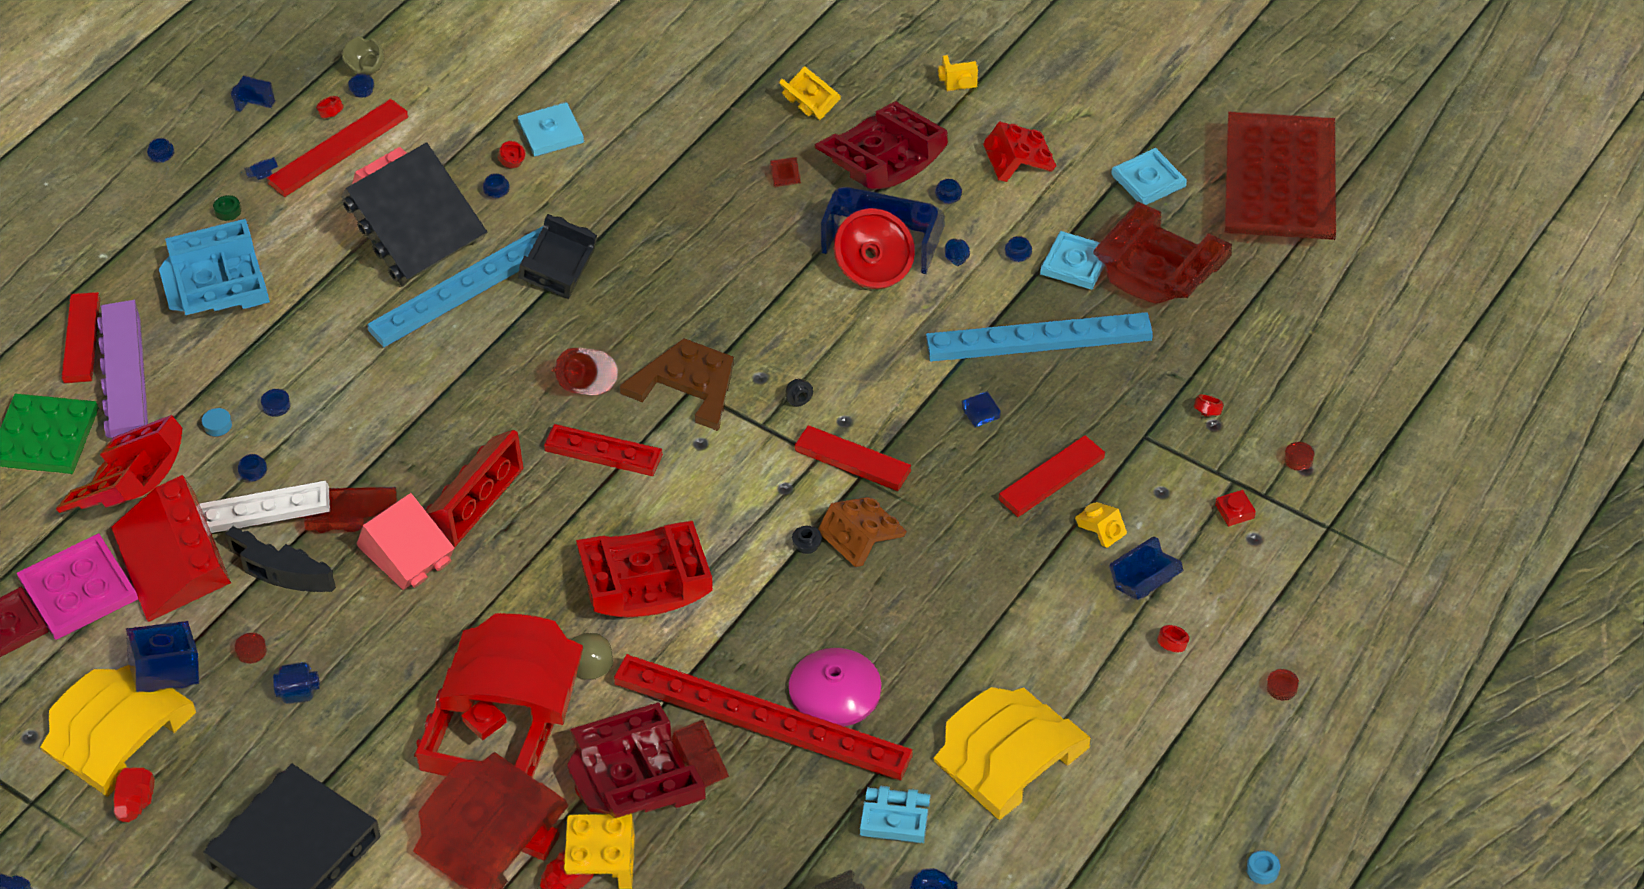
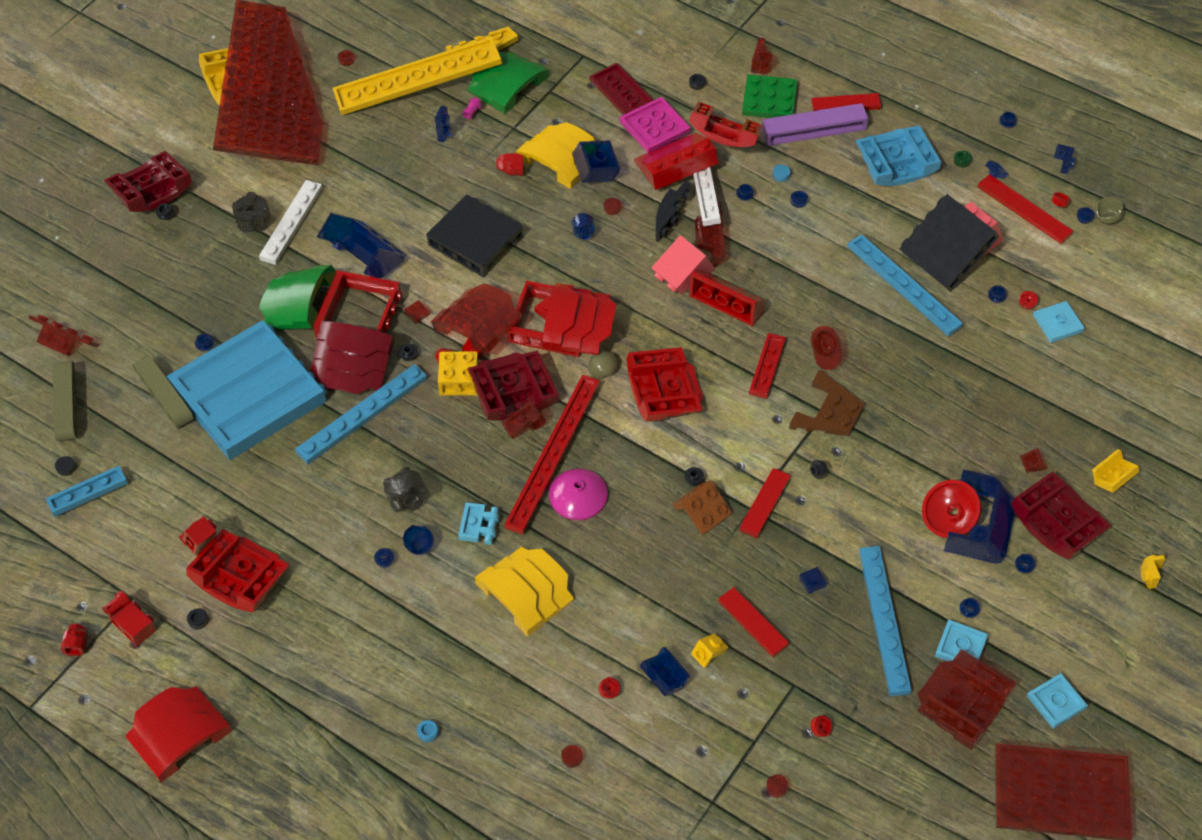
camera: 90 degrees right, 5 degrees up
(558, 256) = (926, 328): black panel -> none
(957, 251) = (961, 566): clear blue plate -> none
(1012, 145) = (1074, 611): red bracket -> none
(1235, 508) = (727, 738): red plate -> none

